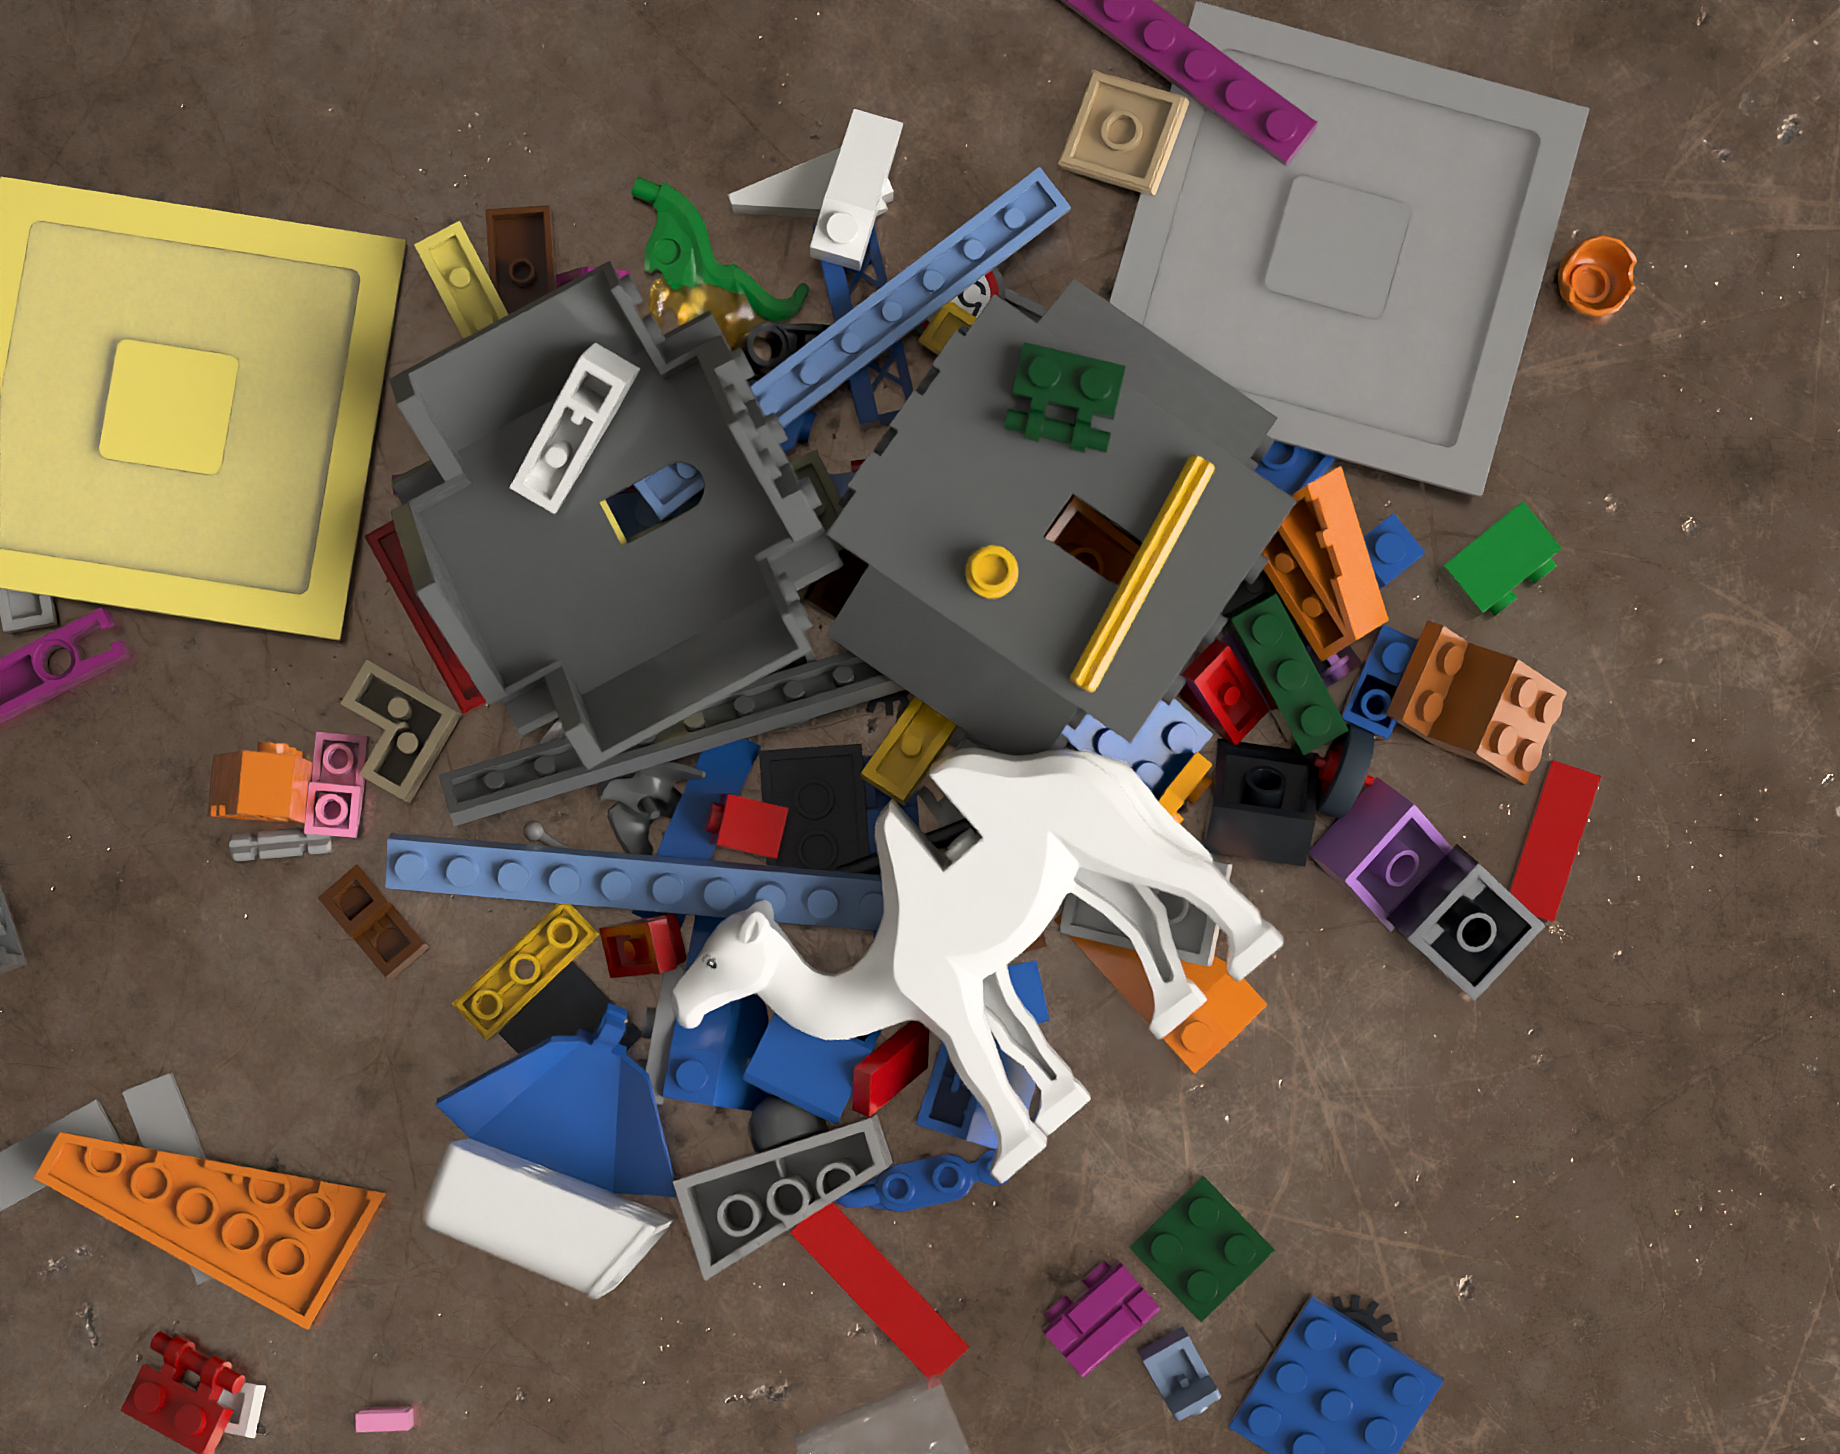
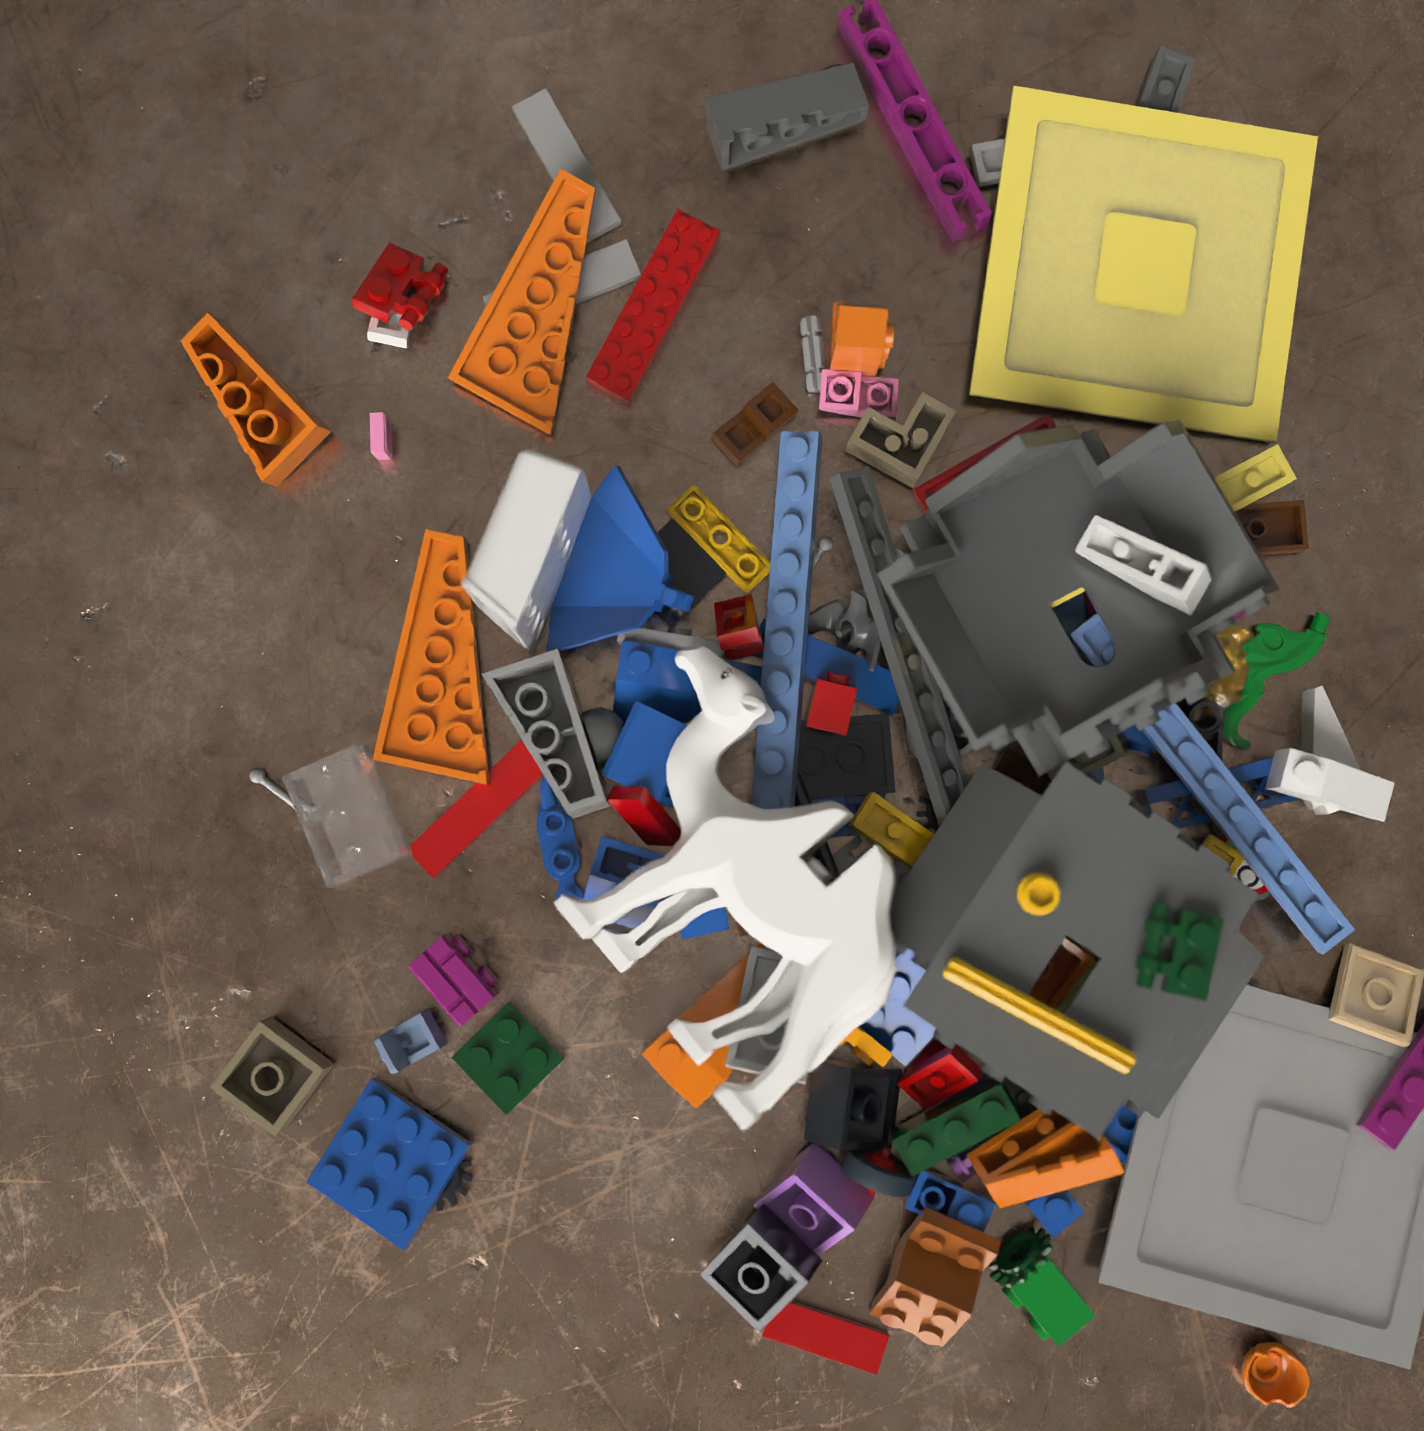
camera: 95 degrees right, 0 degrees up
(214, 1056) = (653, 307): none -> red piece
(723, 1345) = (435, 690): none -> orange wing
(1460, 602) = (1036, 1246): none -> dark green gear

